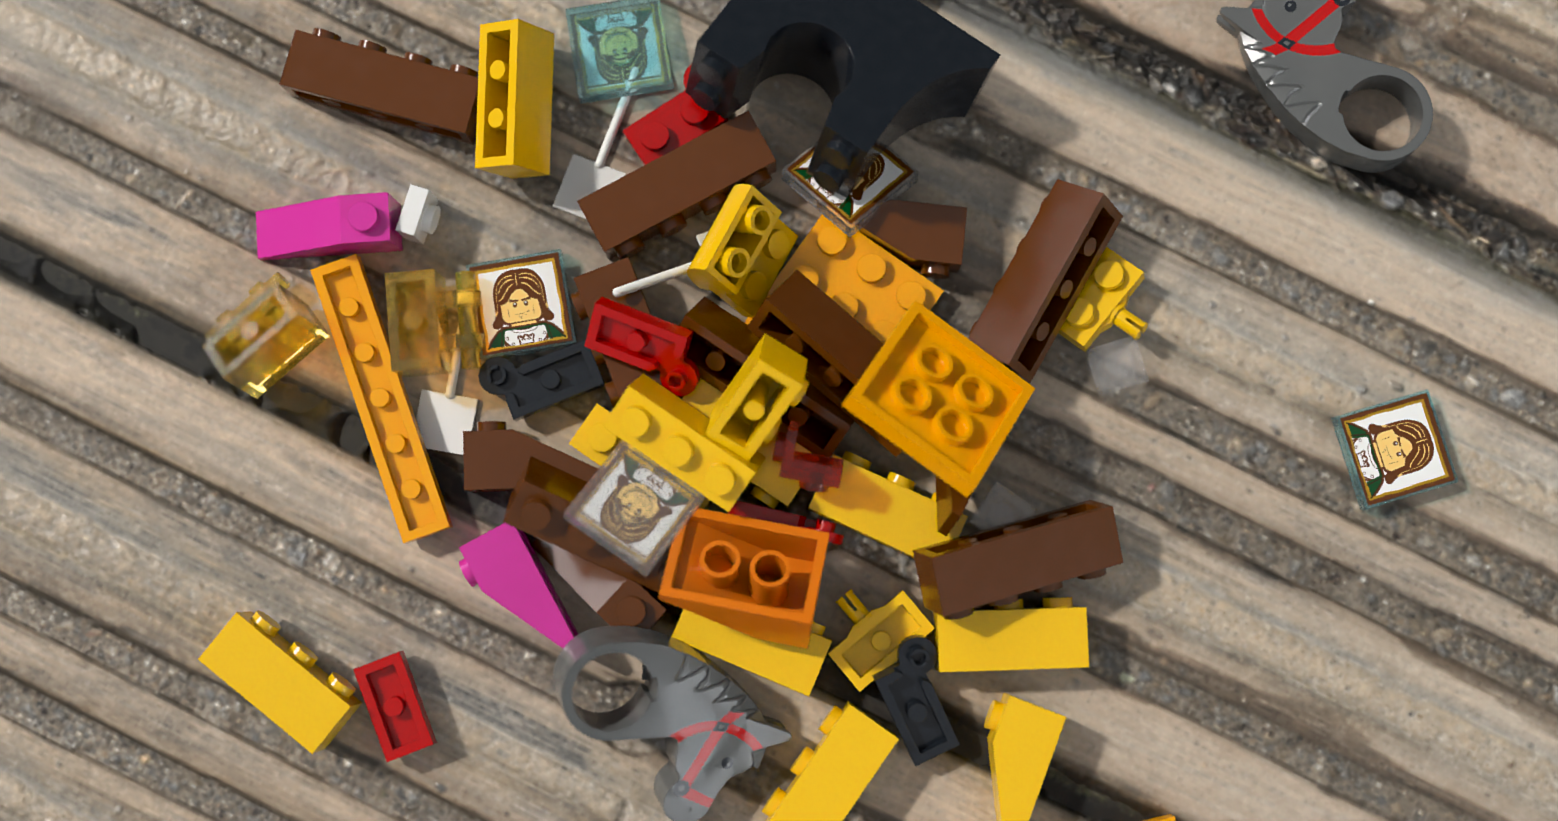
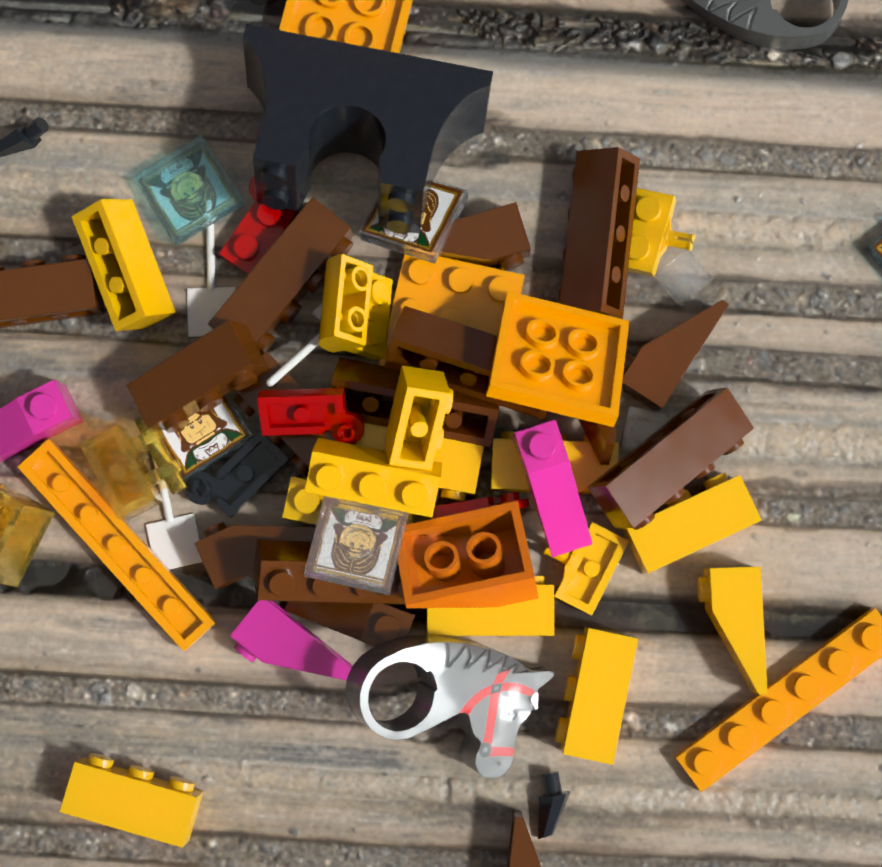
camera: 25 degrees left, 0 degrees up
(395, 706) = (231, 782): red plate -> none
(418, 215) = (85, 387): white plate -> none
(541, 254) = (197, 377): none -> reddish brown brick
(812, 470) = (483, 458): clear red bracket -> none
(874, 535) = (552, 487): none -> dark pink slope
(914, 701) = (637, 605): black hinge -> none
(1054, 448) = (662, 362): none -> reddish brown slope

